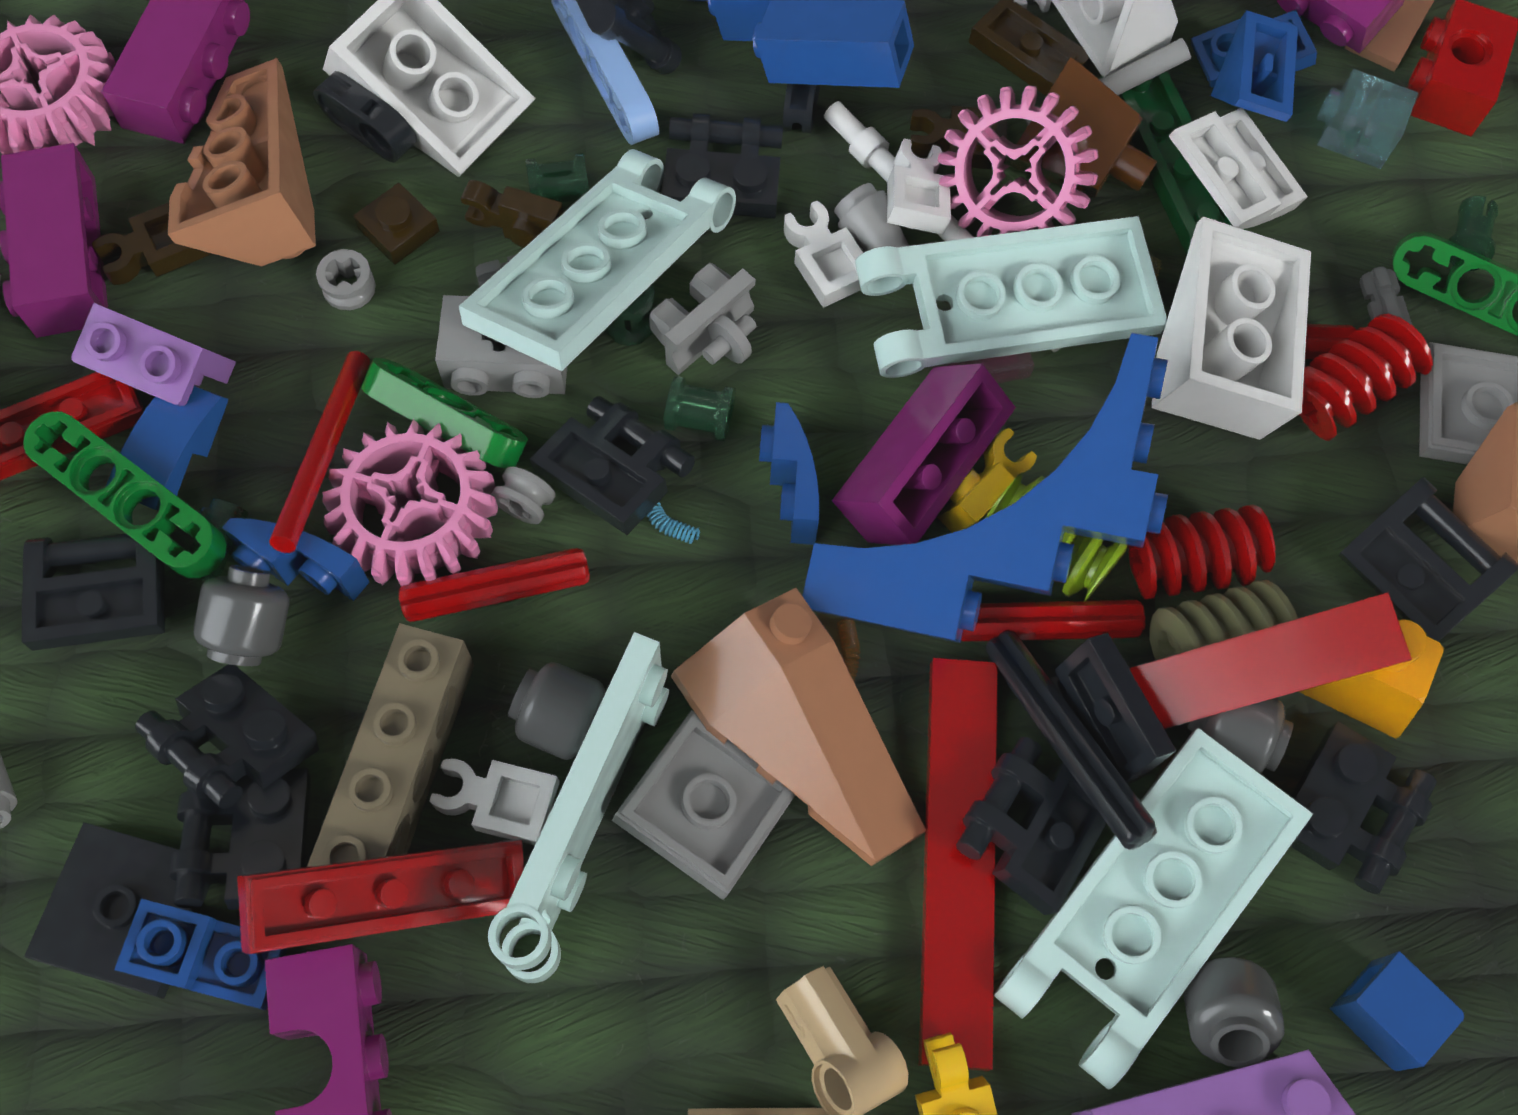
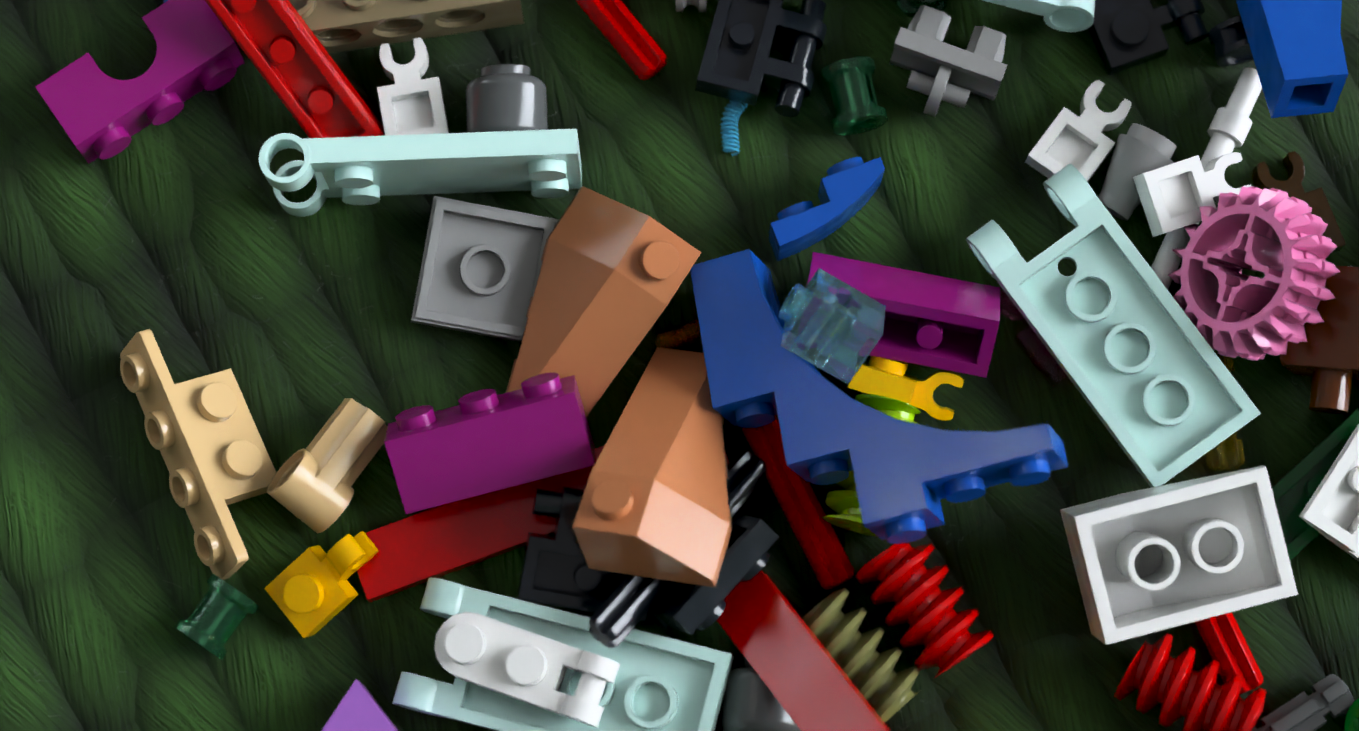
camera: 70 degrees right, 10 degrees up
(893, 869) = (489, 442): none -> magenta brick
(930, 495) = (831, 325): none -> clear light blue brick
(1014, 714) = (661, 480): none -> nougat wedge
(1136, 931) = (523, 665): none -> white plate

